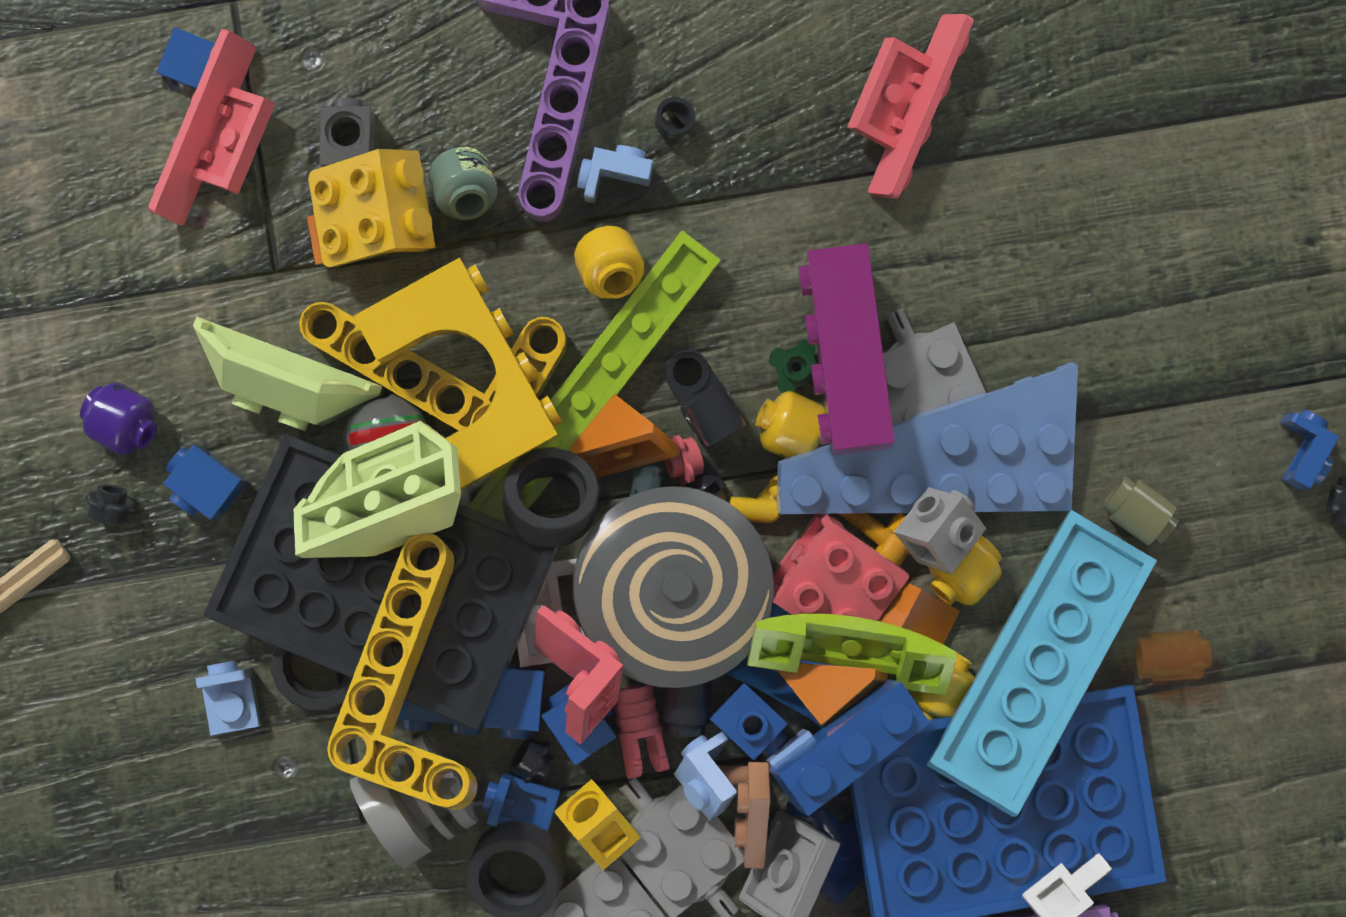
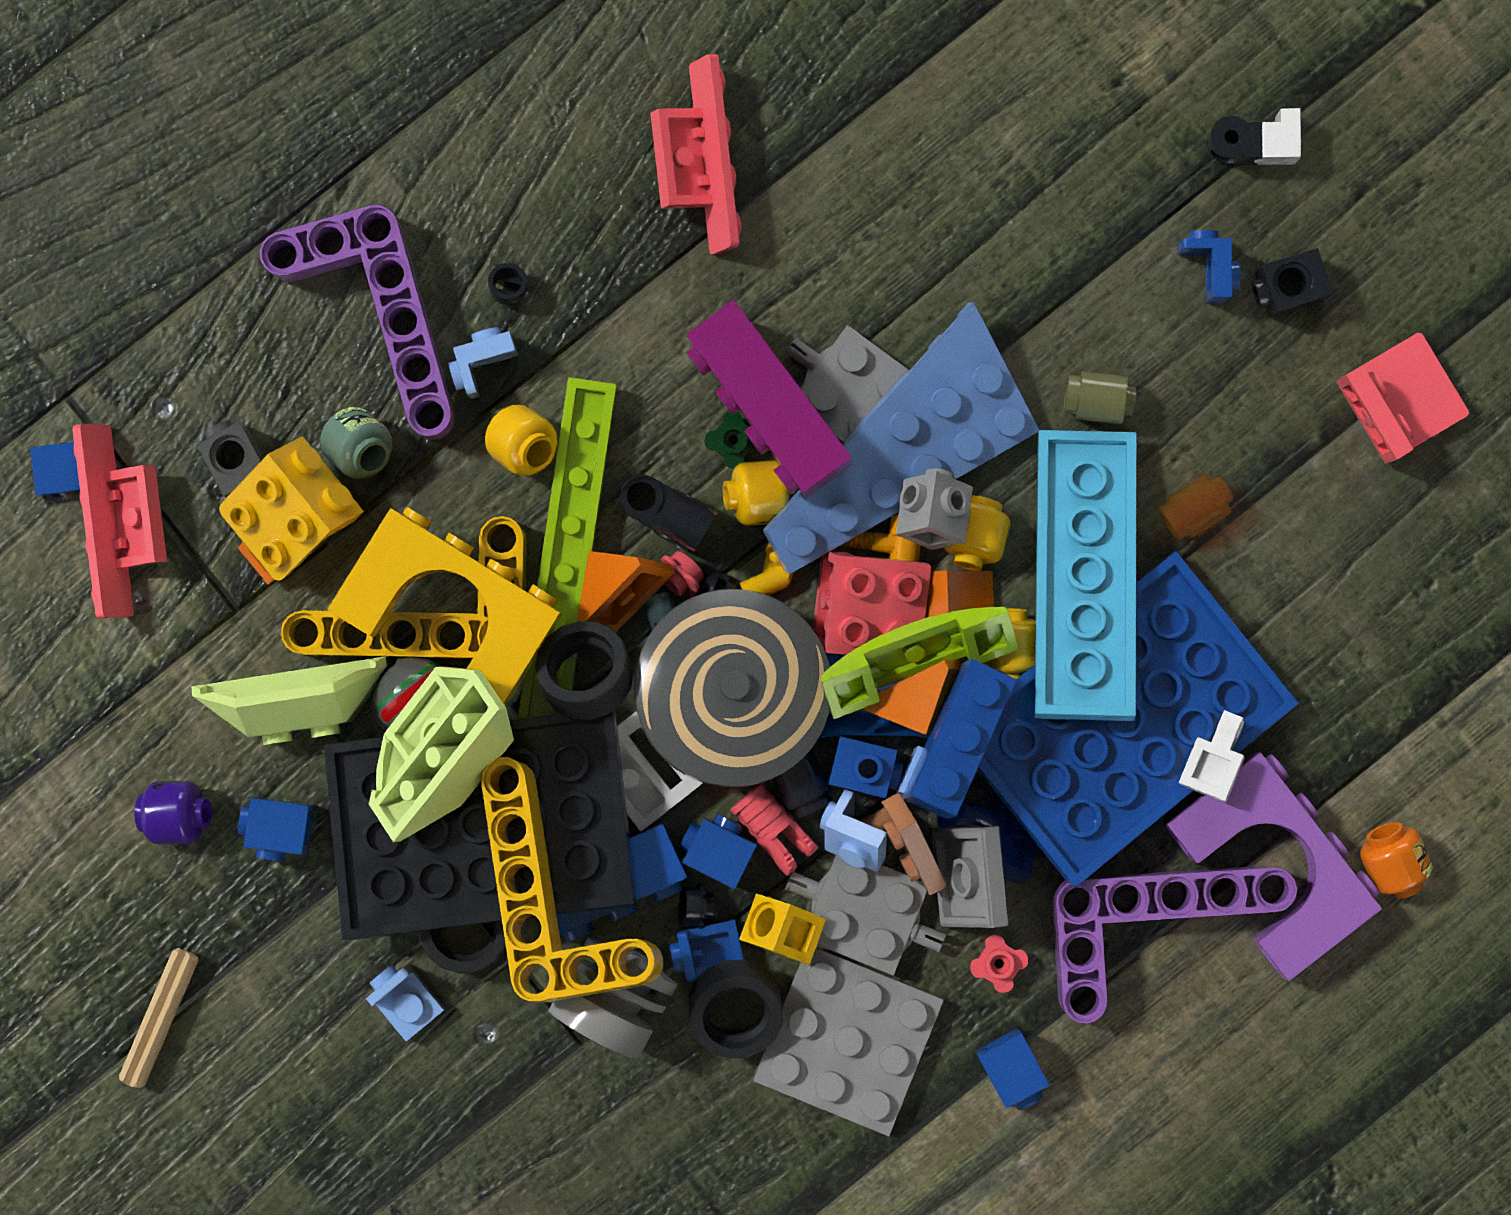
camera: 25 degrees left, 0 degrees up
(109, 504) = (206, 891): black plate -> none
(591, 664) = (698, 793): coral bracket -> none

